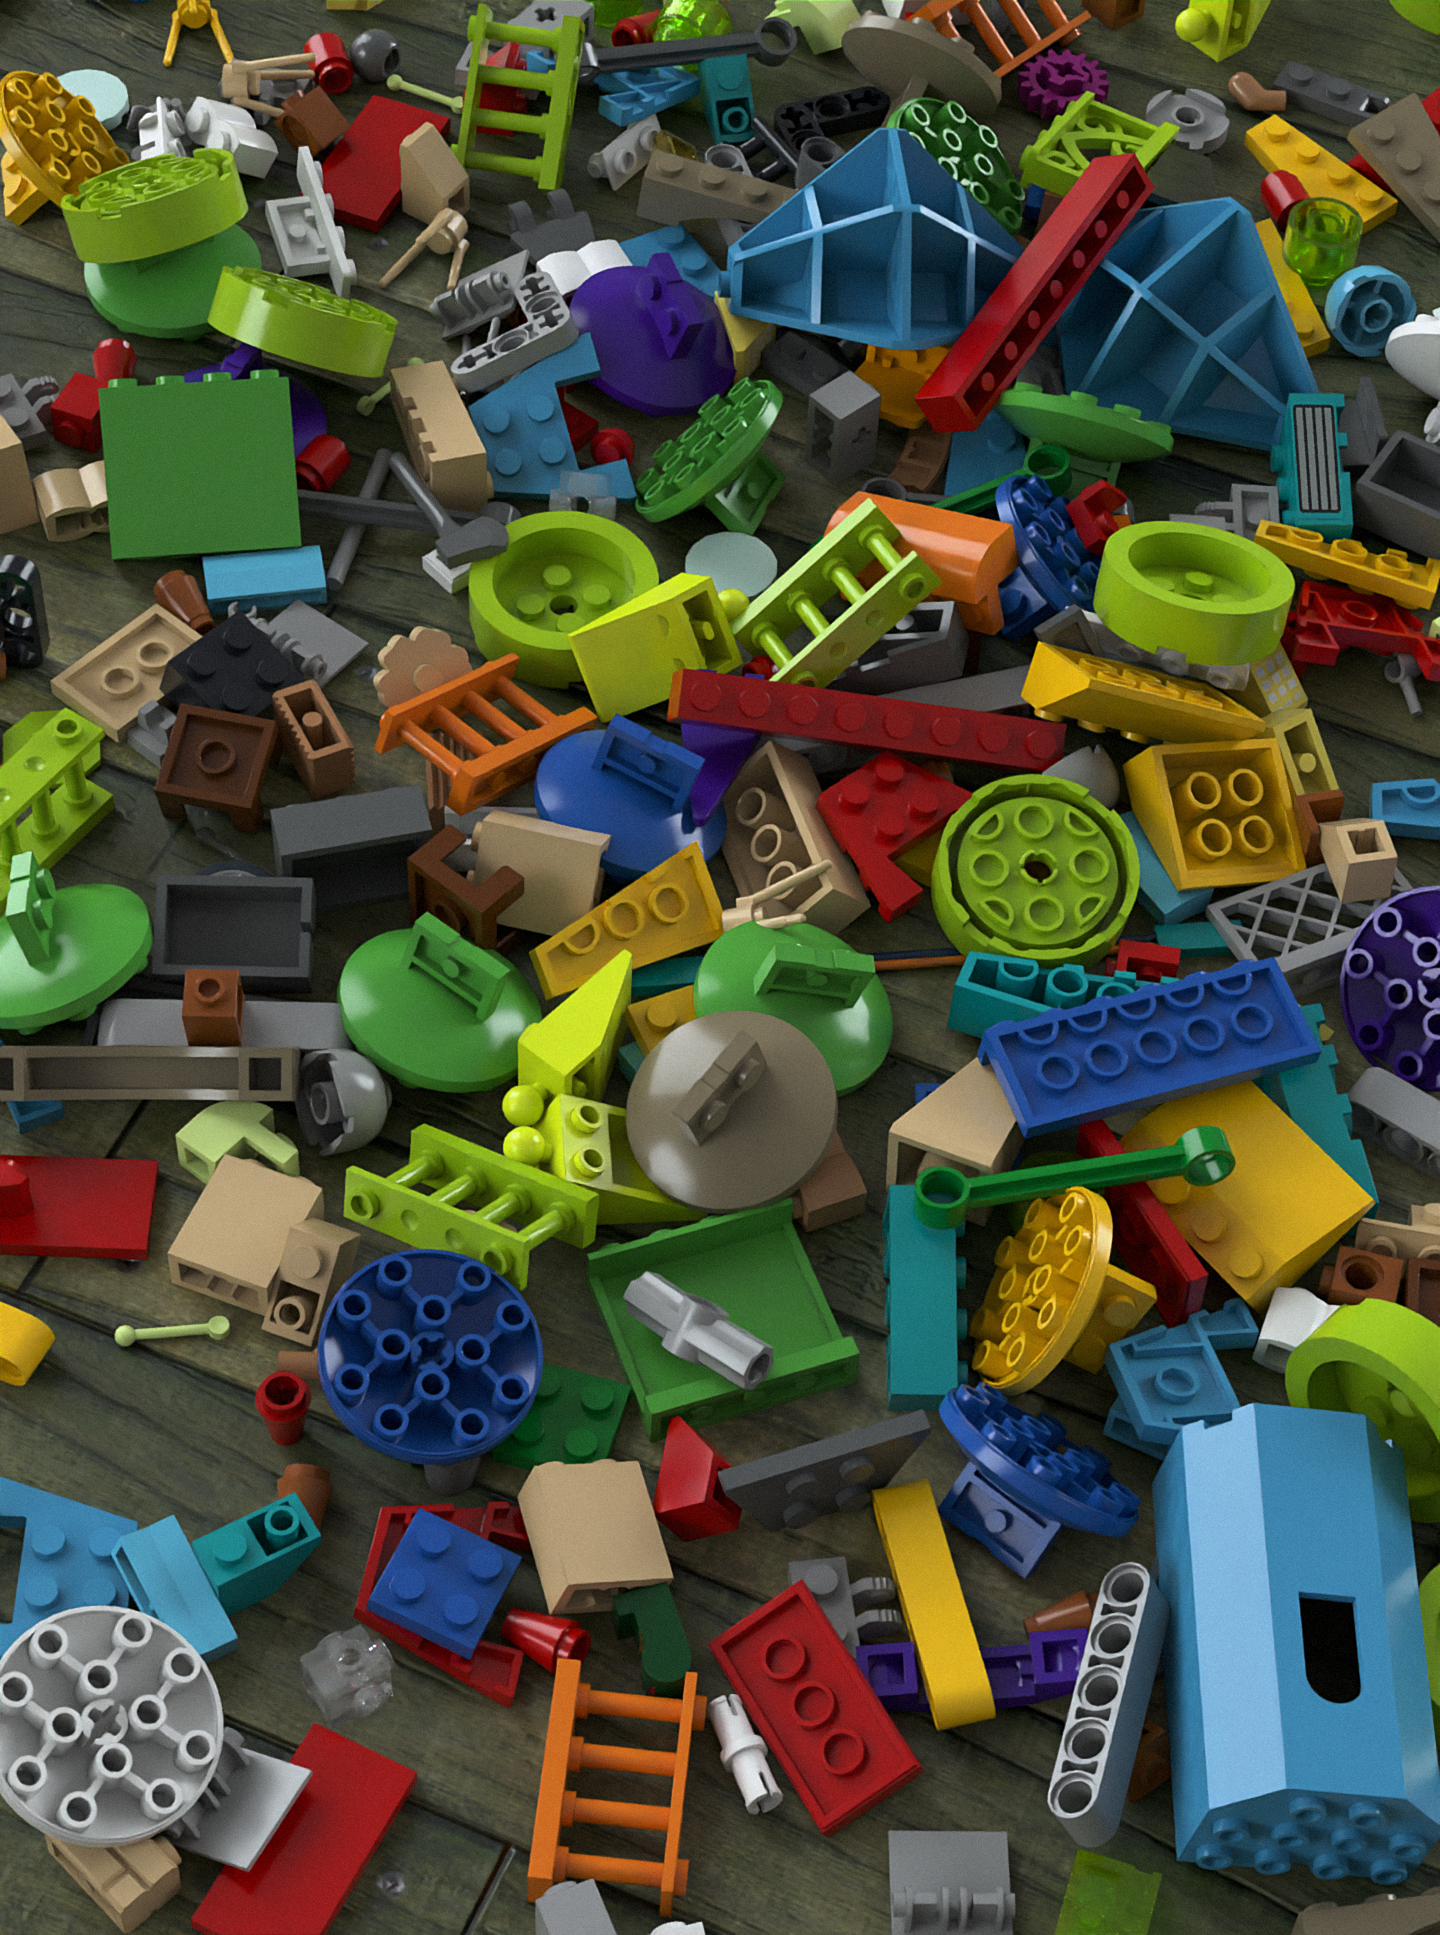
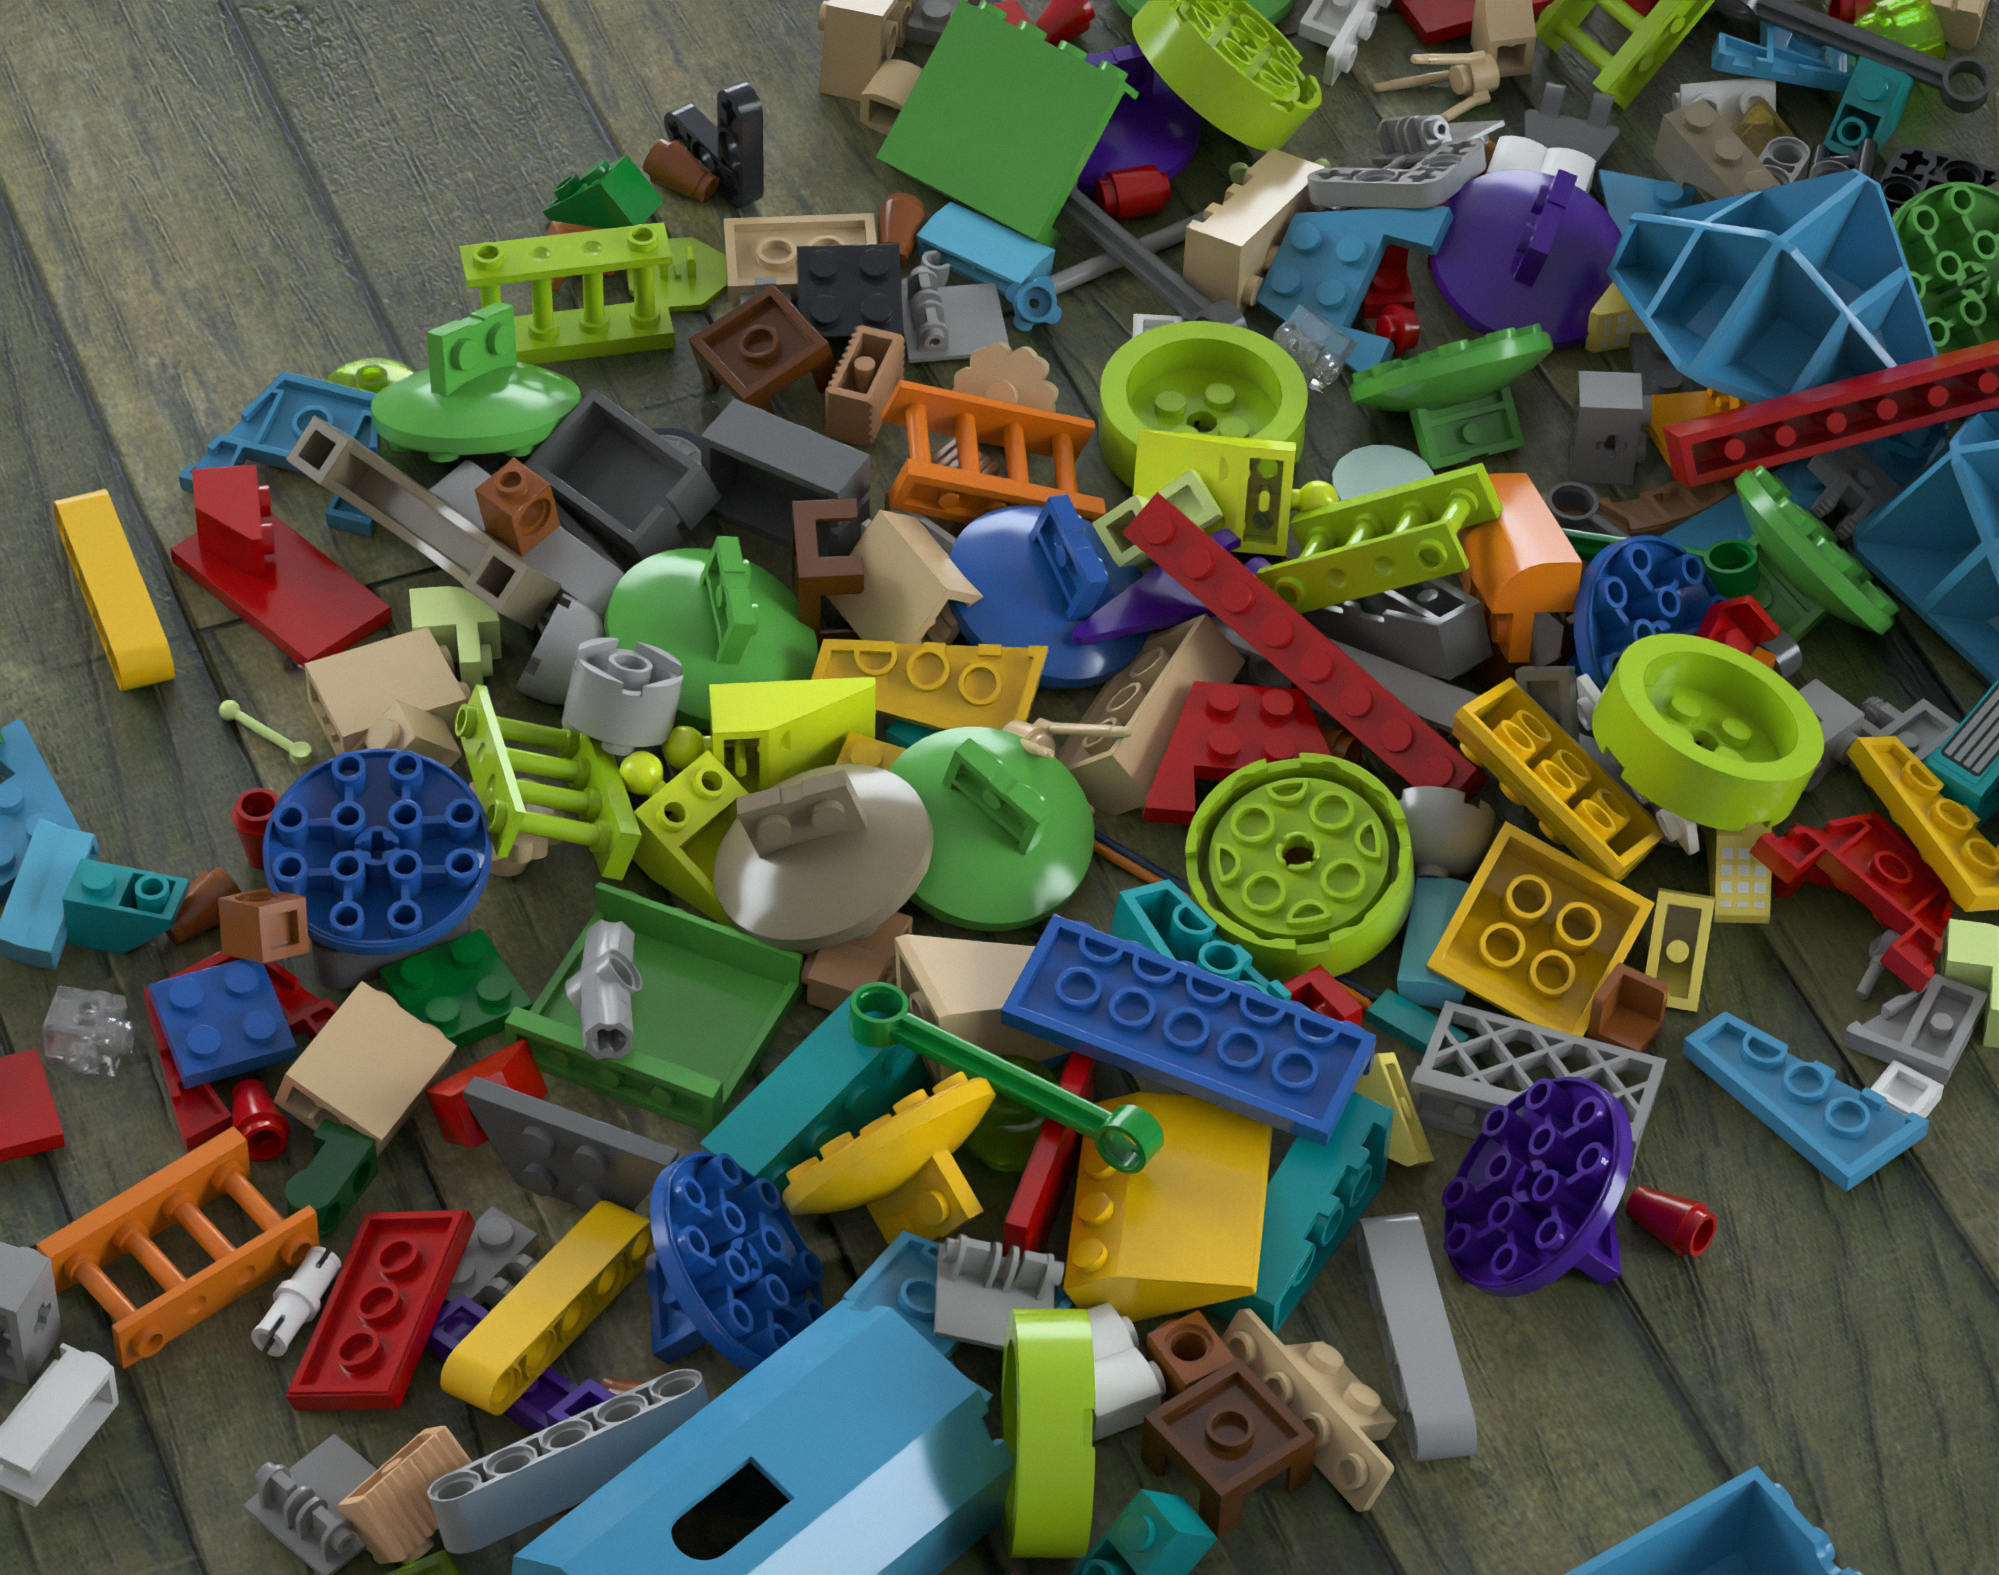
camera: 45 degrees right, 5 degrees down
(356, 592) = (1047, 308): none -> dark azure plate
(409, 1483) = (262, 926): none -> dark orange brick
(457, 544) = (1153, 309): dark grey piece -> none
(461, 1096) = (623, 695): none -> light grey brick
(647, 688) = (1186, 493): none -> yellowish green brick
(1017, 1830) = (393, 1504): none -> light nougat brick
(1224, 1342) = (980, 1287): none -> light grey hinge
(1358, 858) = (1608, 1042): tan slope -> none

